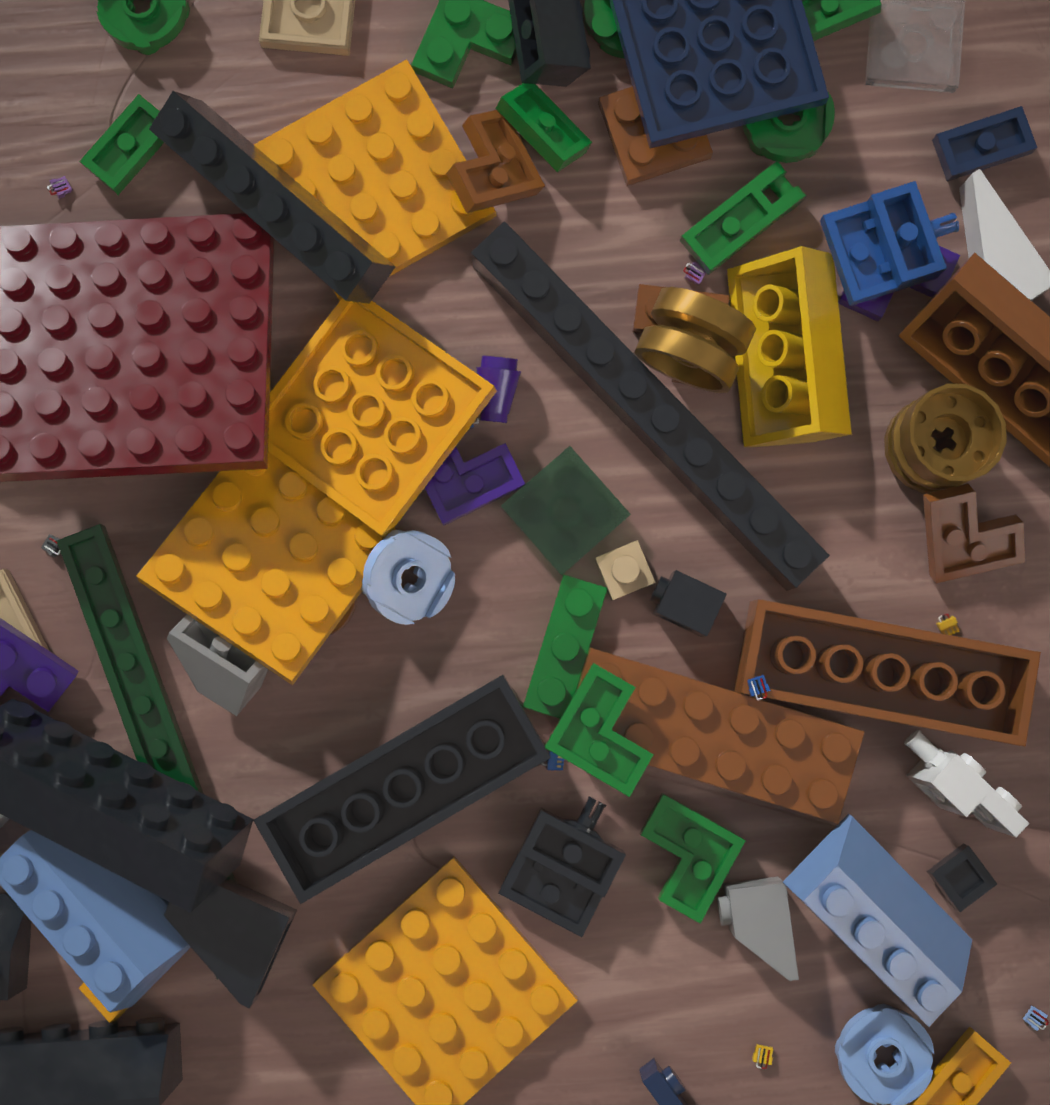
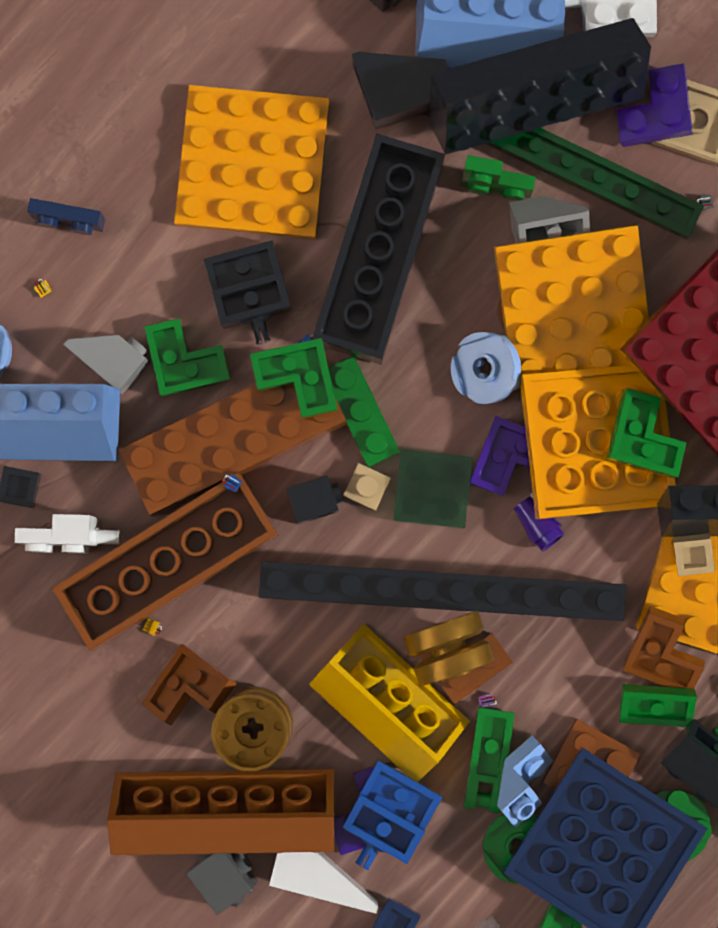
camera: 135 degrees right, 0 degrees up
(234, 765) = (487, 175): none -> green plate
(335, 374) = (634, 439): none -> green plate
(381, 223) = (694, 554): none -> tan plate
(751, 156) = (521, 767): none -> light blue slope

